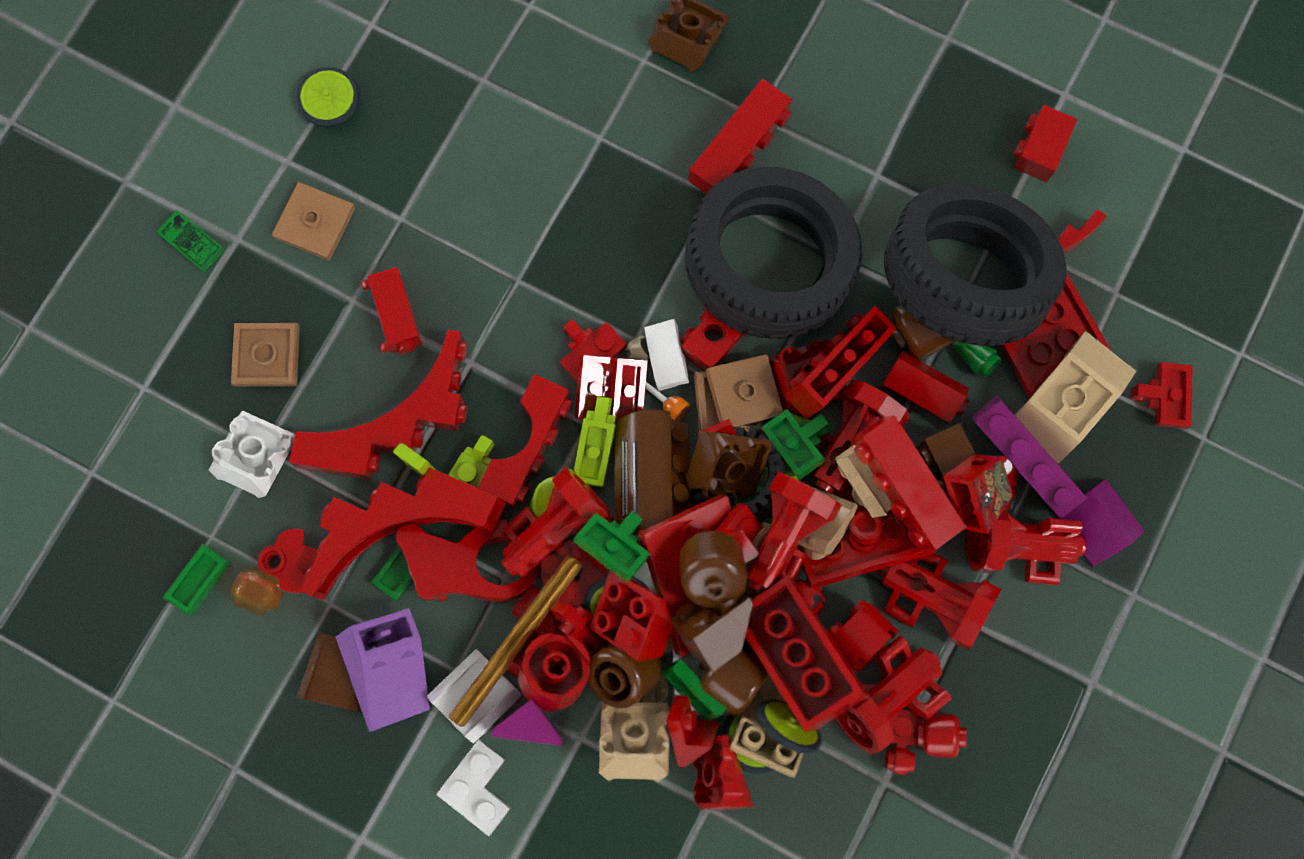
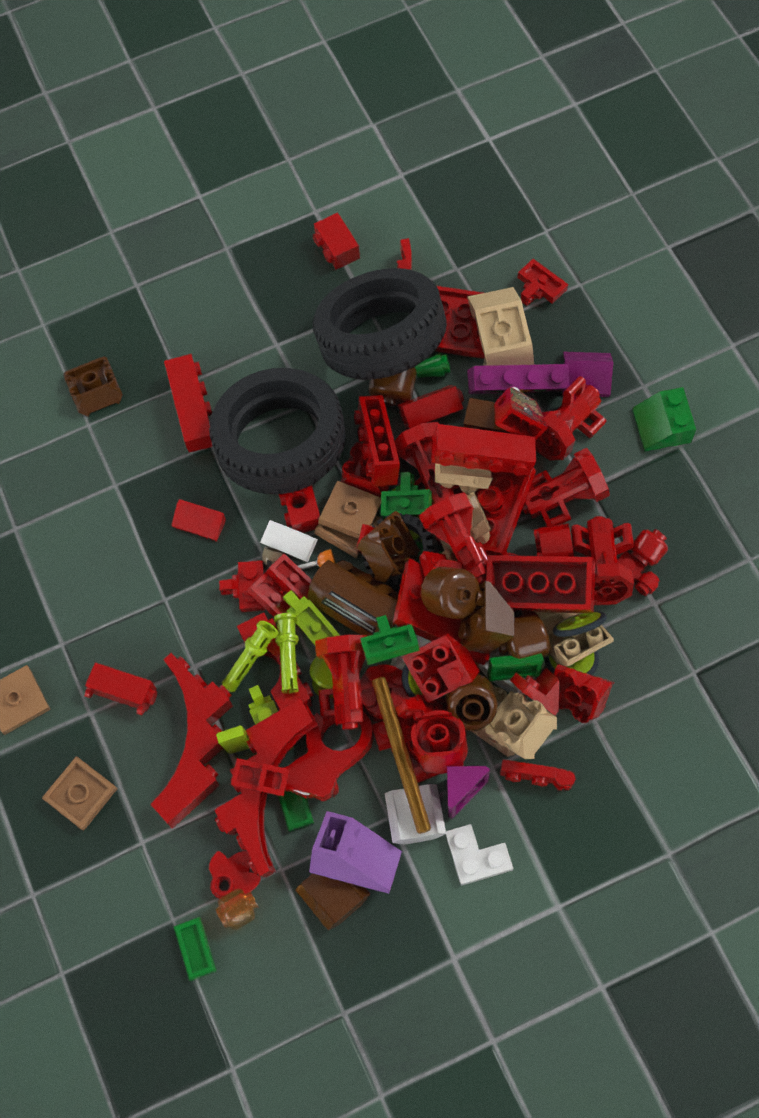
camera: 45 degrees left, 10 degrees down
(251, 454) = (140, 850): white slope -> none
(390, 518) = (260, 777): none -> red slope
(521, 410) = (254, 648): none -> lime pin
(552, 435) = (287, 640): none -> lime pin
(603, 794) = (538, 774): none -> red hinge
(622, 248) = (198, 520): none -> red slope
(1107, 648) = (664, 420): none -> green slope

